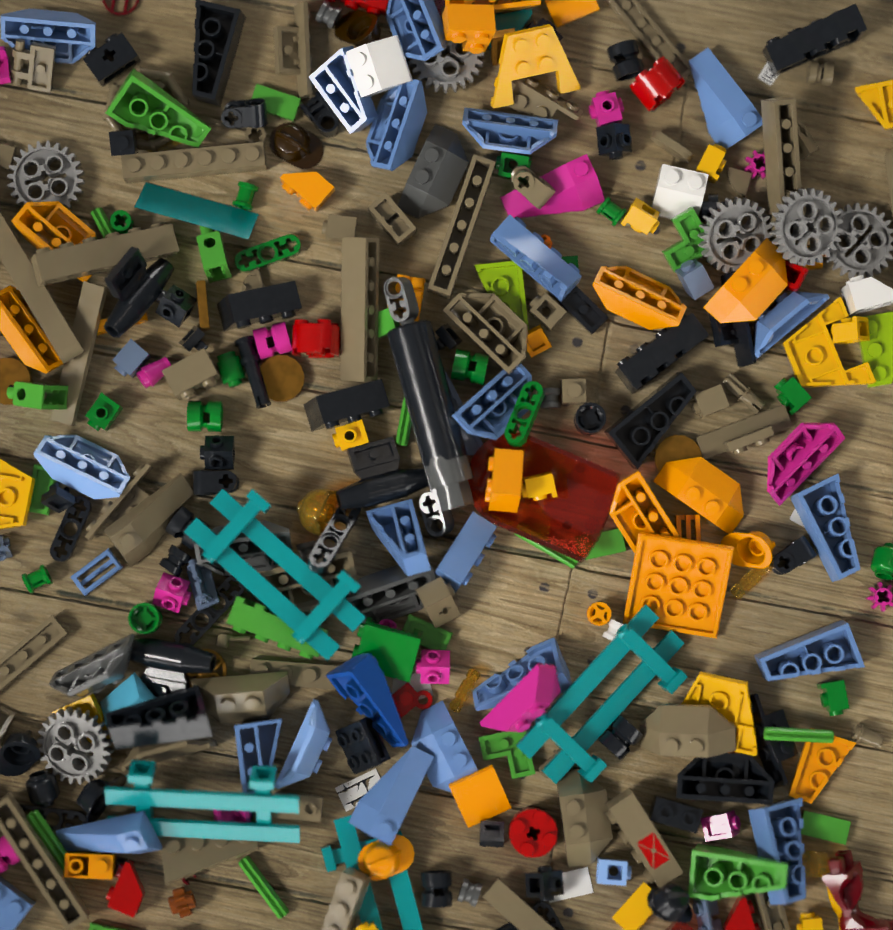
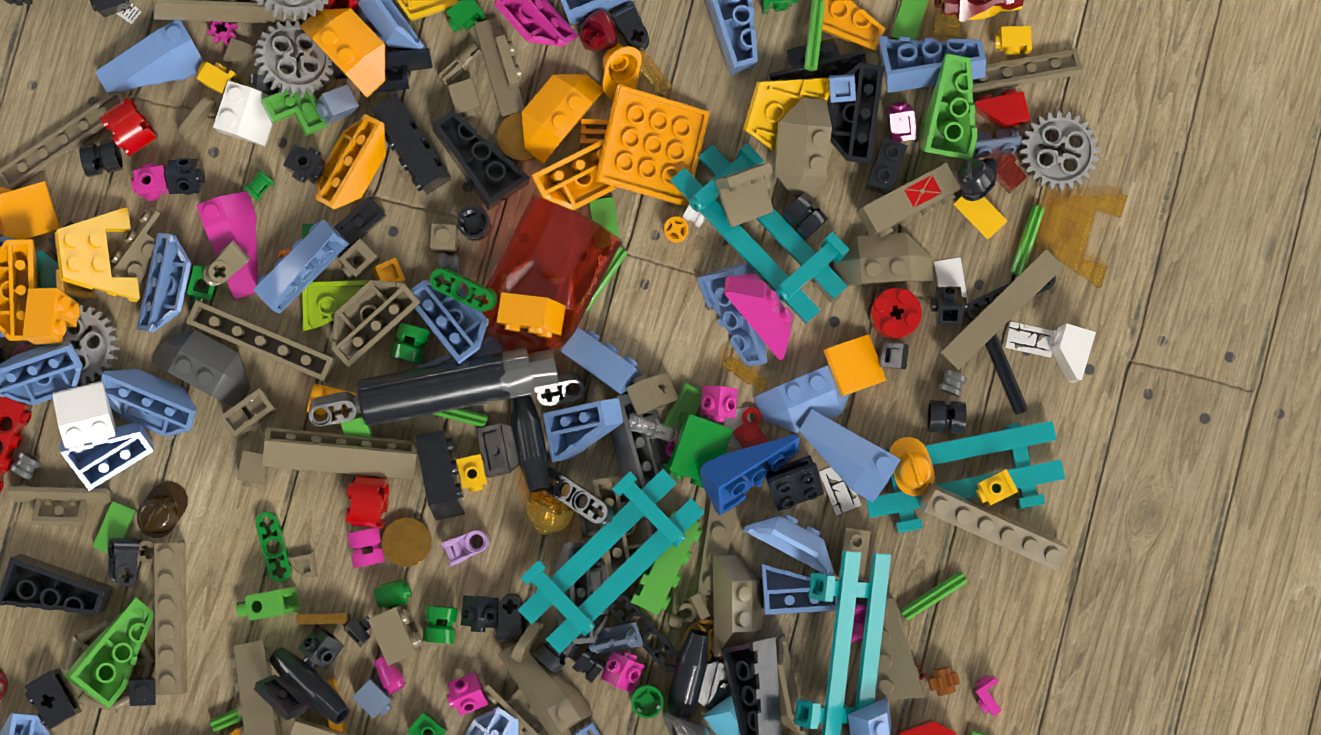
camera: 80 degrees left, 0 degrees up
(115, 223) = (219, 702): green bush -> none
(140, 446) = (466, 694): none -> dark pink brick
(194, 500) = (527, 640): none -> dark tan tile
(196, 210) = (222, 619): teal sticker -> none
(237, 658) = (696, 608): none -> dark tan tile
(245, 196) = (210, 566): green bush -> none
(251, 361) = (386, 572): black pin -> none
(259, 305) = (328, 559): black wedge -> none
(278, 431) = (463, 547): none -> lavender piece
(310, 187) = (207, 498): light orange slope -> none
(318, 112) = (127, 482): black piece -> none
(358, 28) = (42, 435): dark brown piece -> none
(404, 604) = (647, 427): none -> clear pin
(447, 337) = (377, 364): black tile -> none
(503, 744) = (804, 335): bright green plate -> none
(539, 486) = (539, 279): yellow brick -> none
(603, 875) = (943, 245): light blue brick -> none
(634, 253) = (305, 164): none -> black brick
(636, 678) = (745, 194): none -> dark tan bracket
(641, 217) = (267, 154): yellow brick -> none
(747, 765) = (842, 88): none -> medium blue tile
(785, 524) = (598, 32): none -> dark red piece

